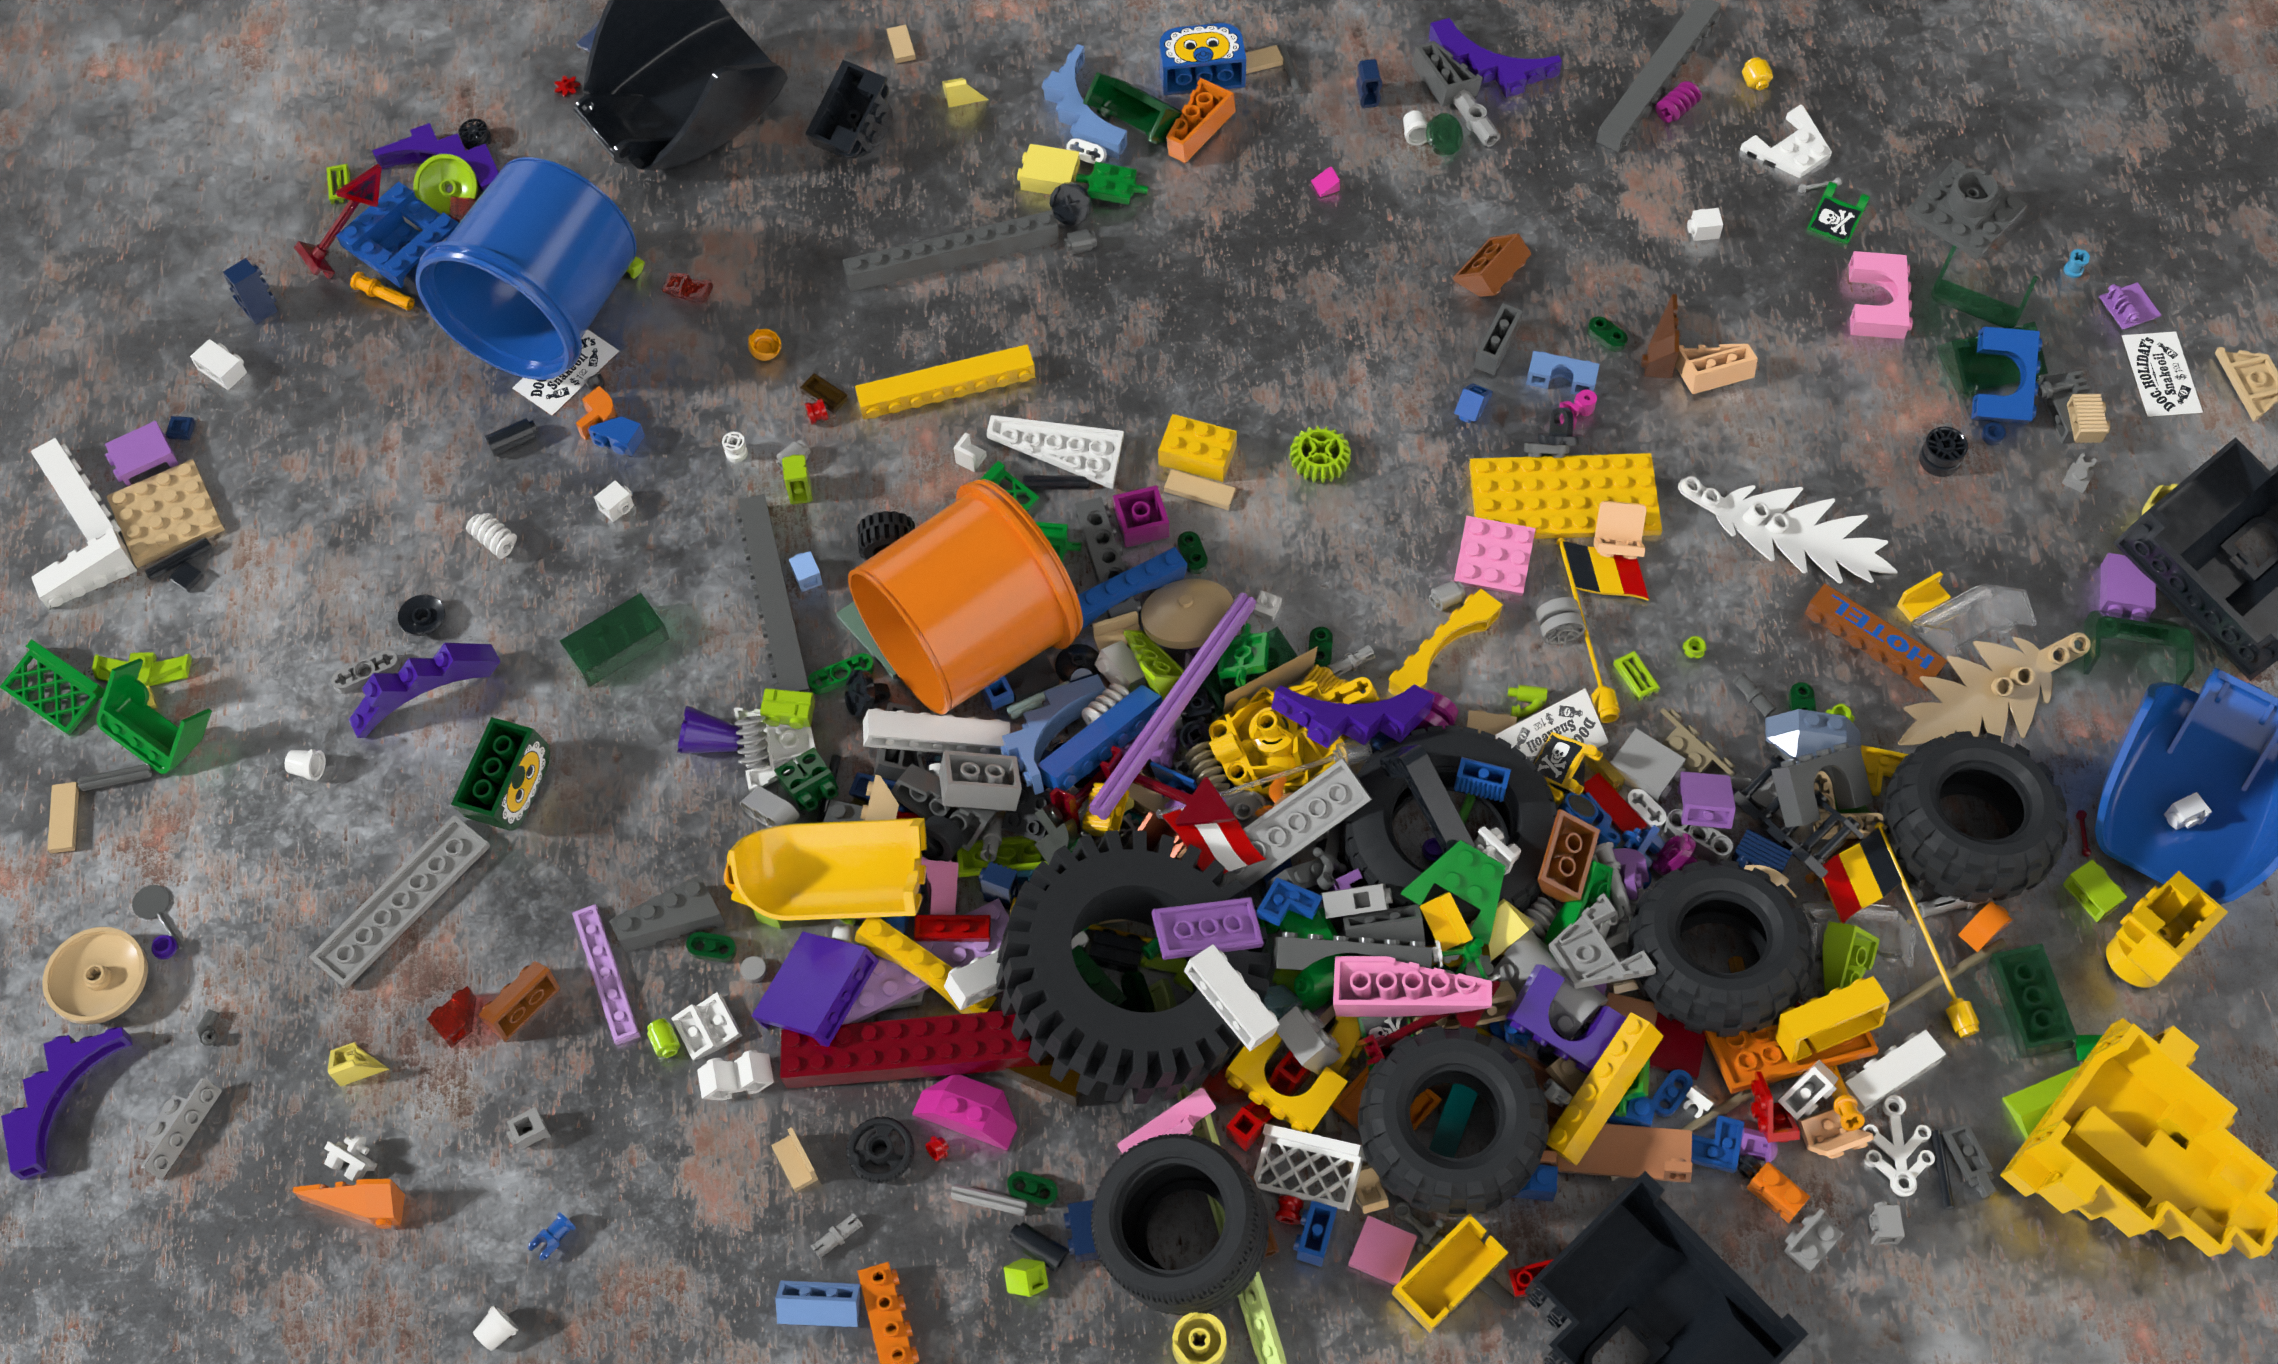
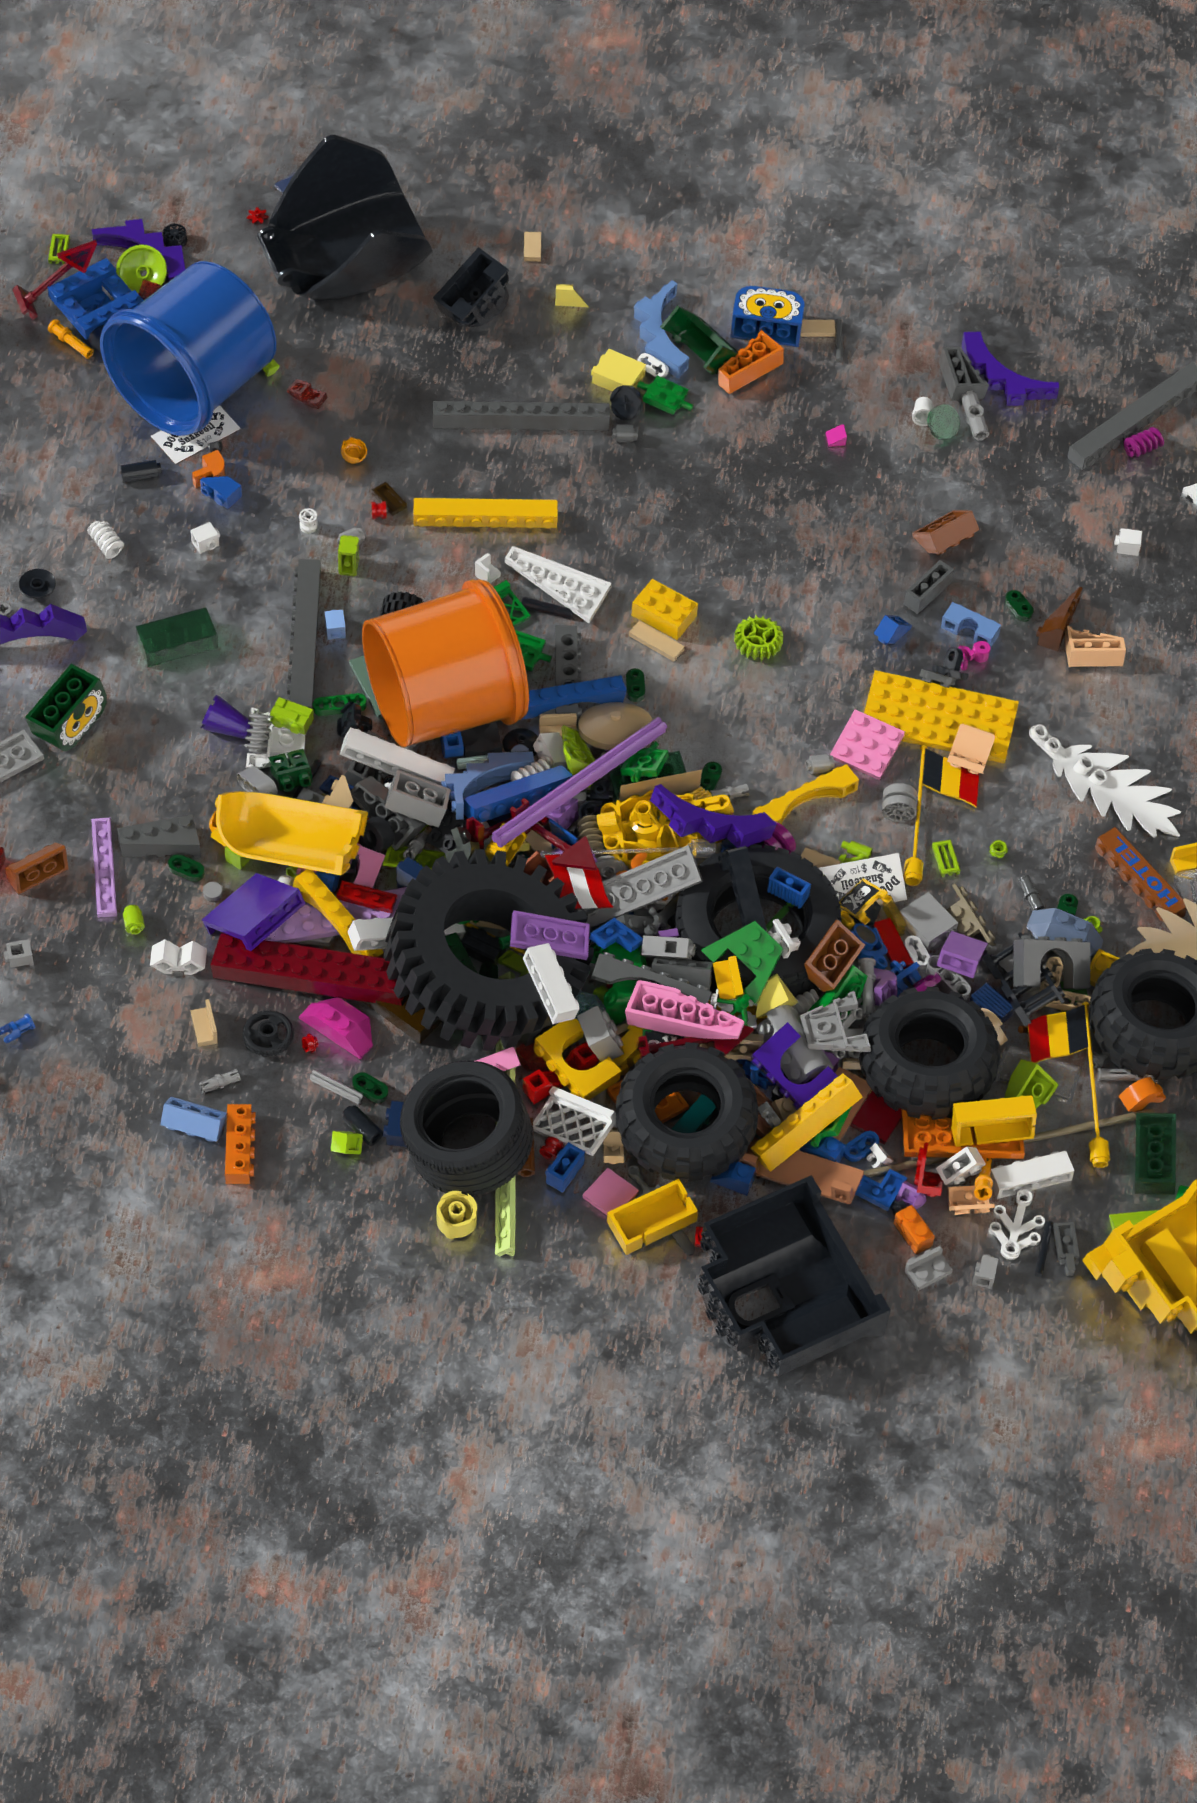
camera: 10 degrees right, 5 degrees down
(706, 1026) = (167, 921): white slope -> none
(1141, 516) = (603, 648): magenta brick -> none
(1267, 605) = (679, 737): white tile -> none
(1369, 83) = (896, 367): dark blue brick -> none

